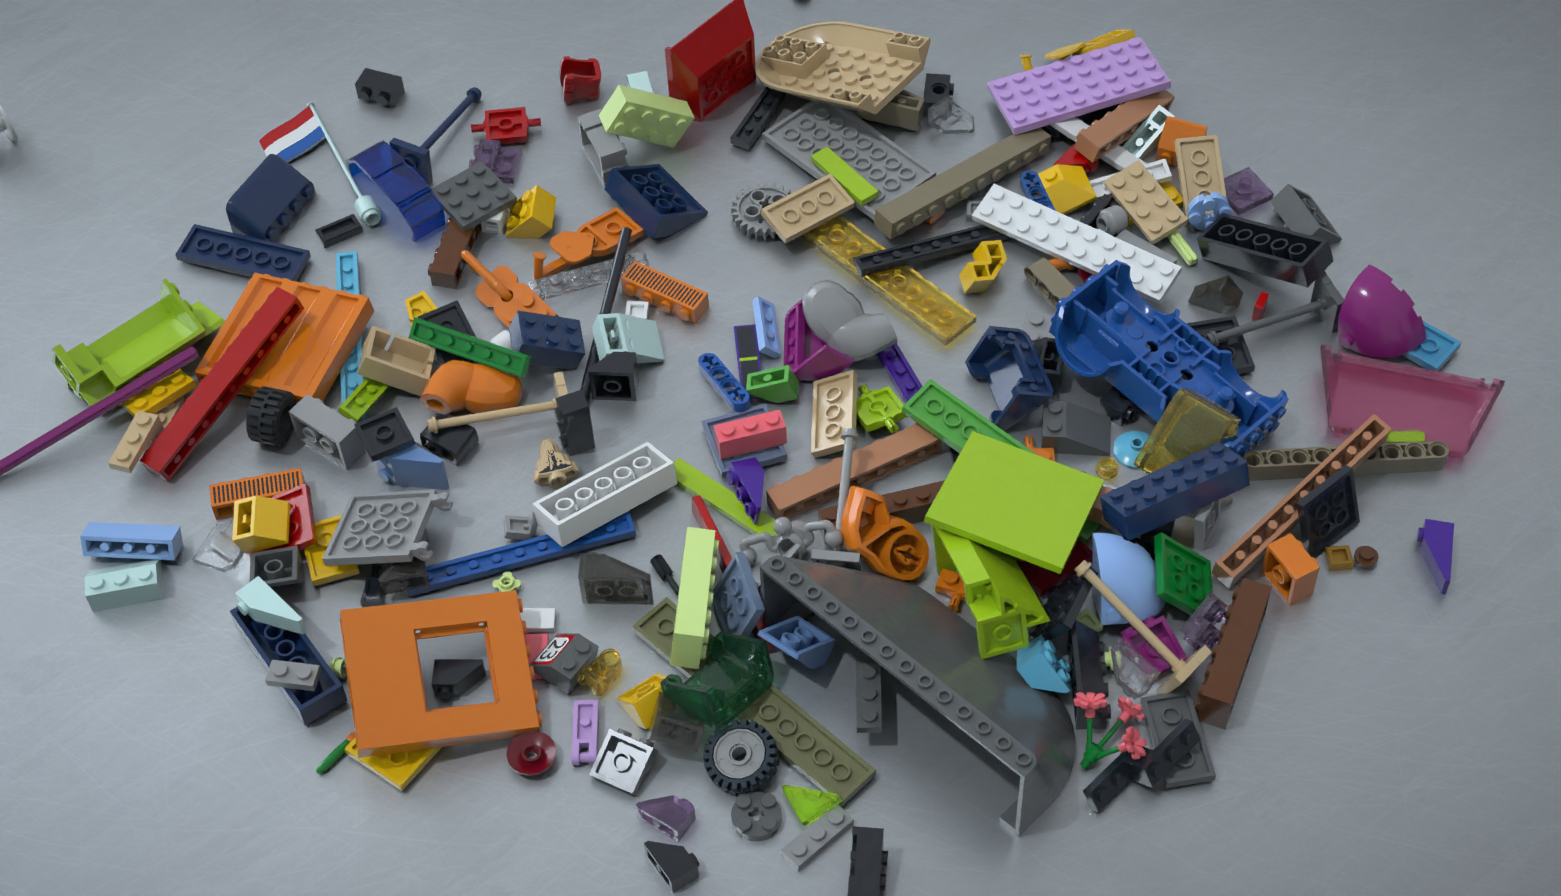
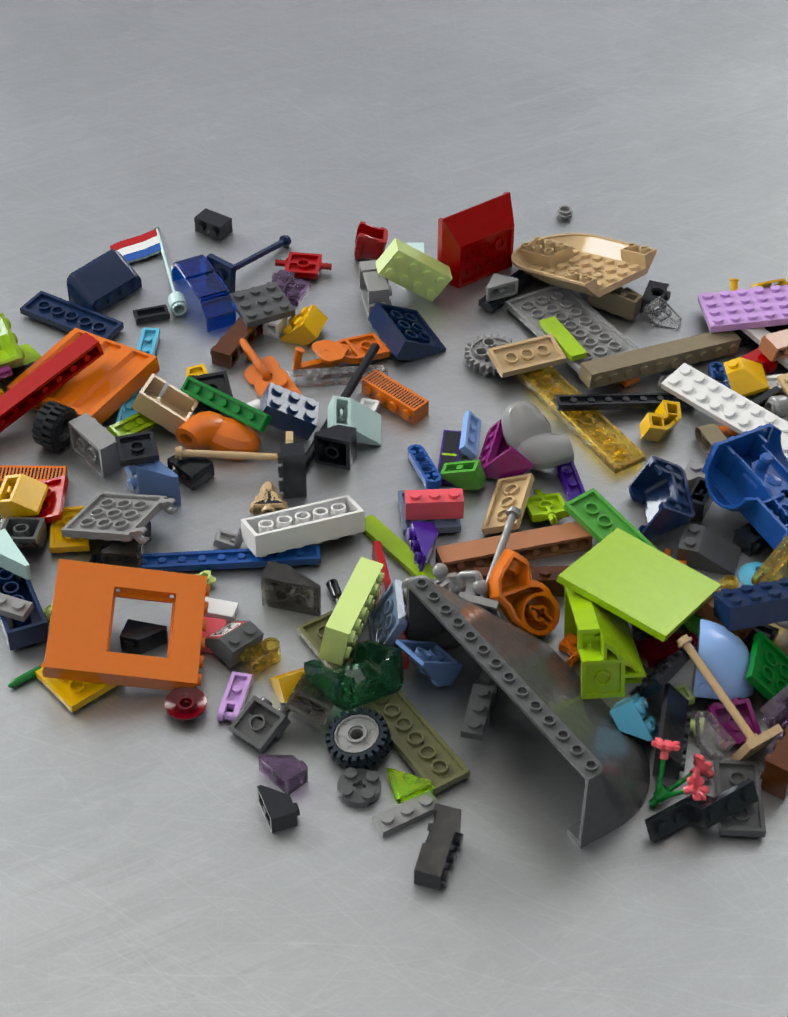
camera: 10 degrees right, 10 degrees down
(754, 116) = (500, 287): none -> light grey slope

